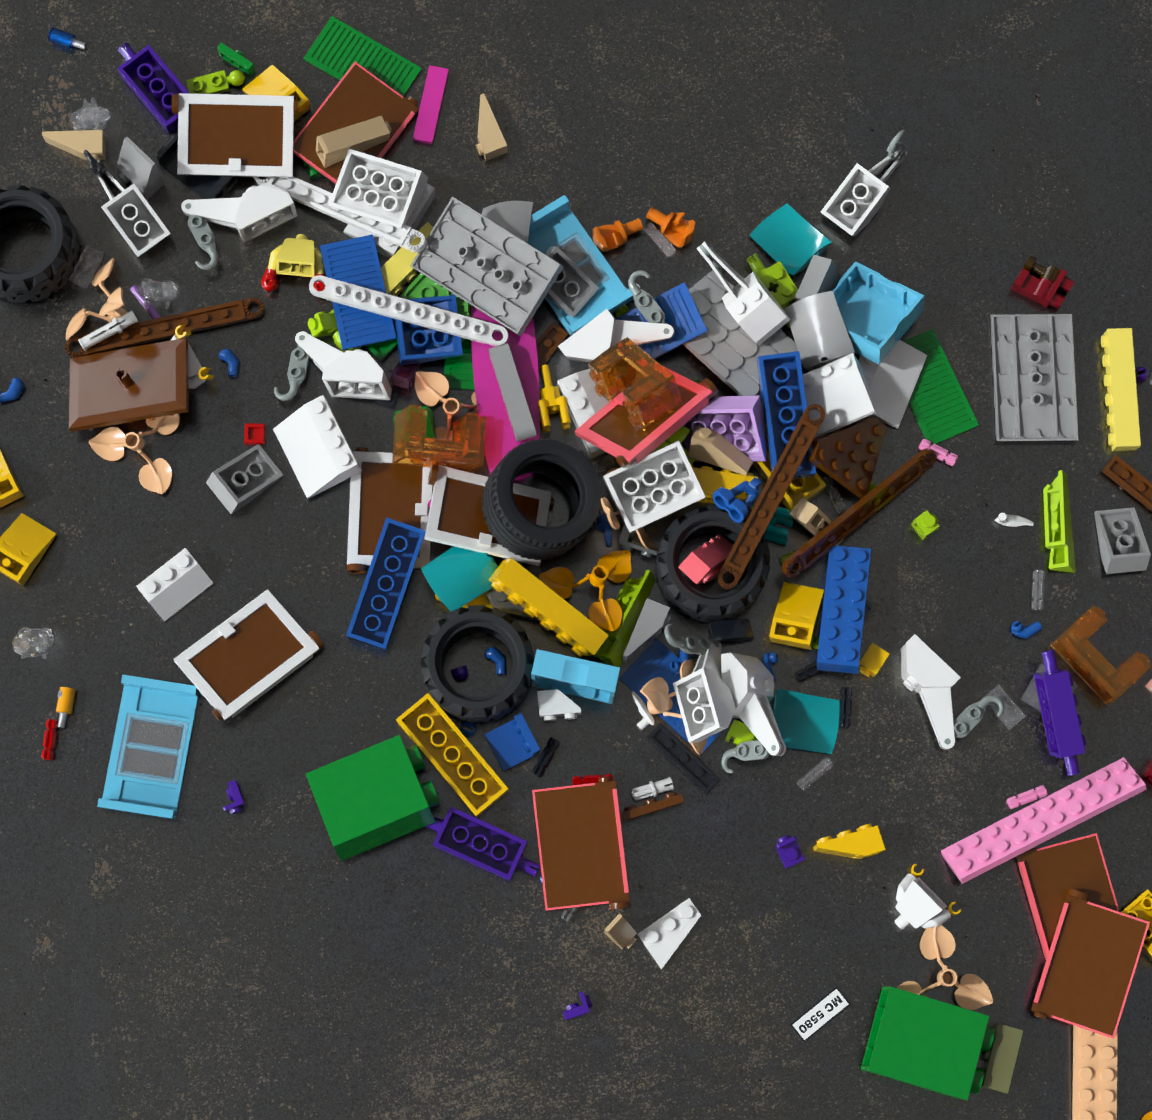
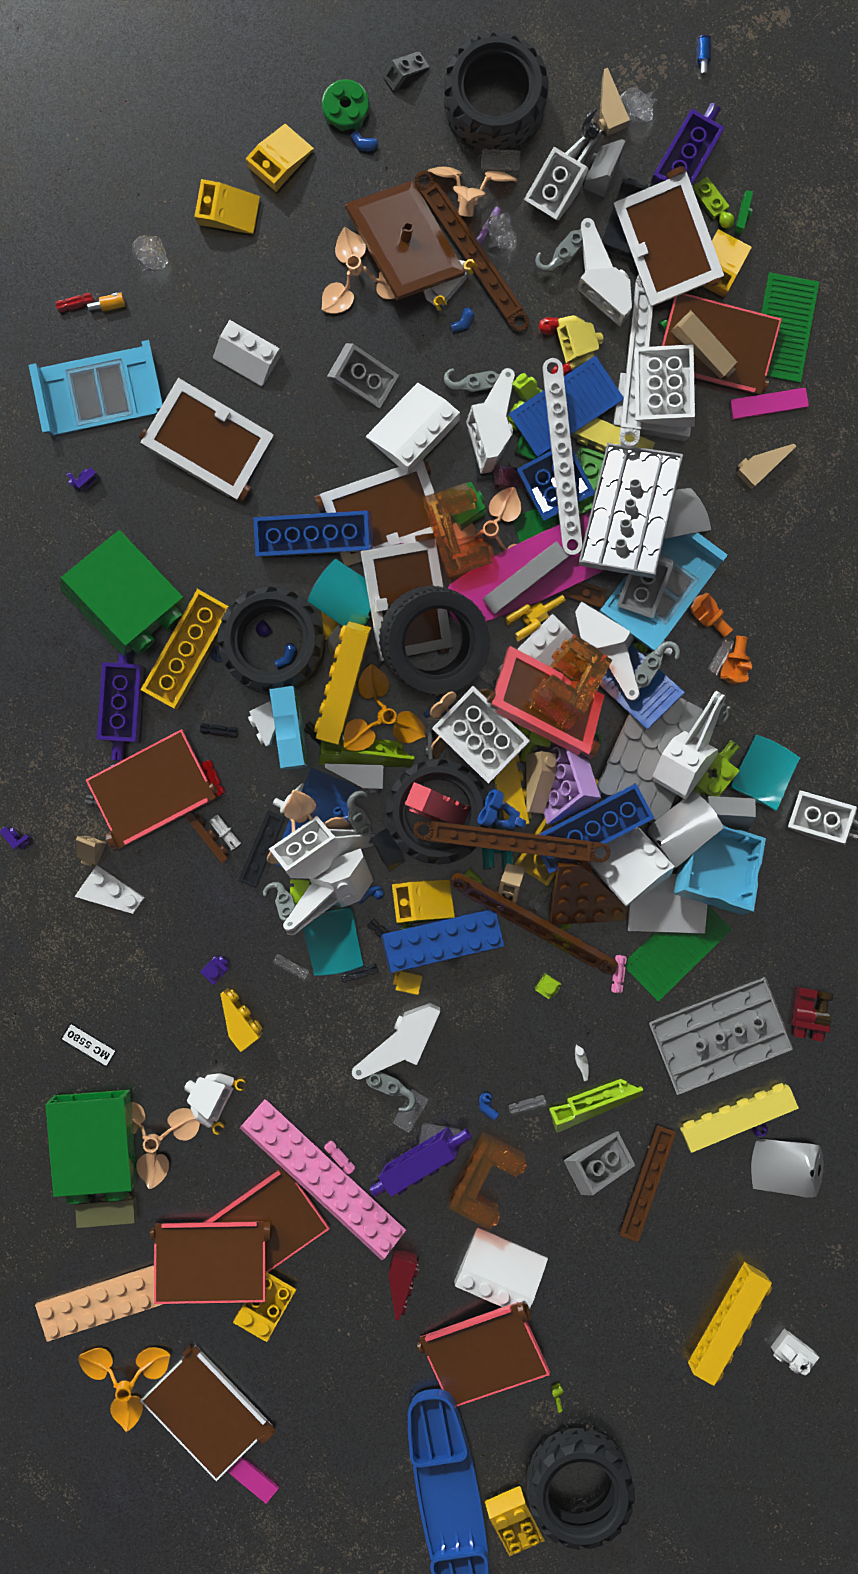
camera: 75 degrees right, 10 degrees up
(108, 330) = (463, 215): white pin -> none
(254, 434) = (406, 368): red tile -> none
(512, 743) = (219, 697): blue bracket -> none

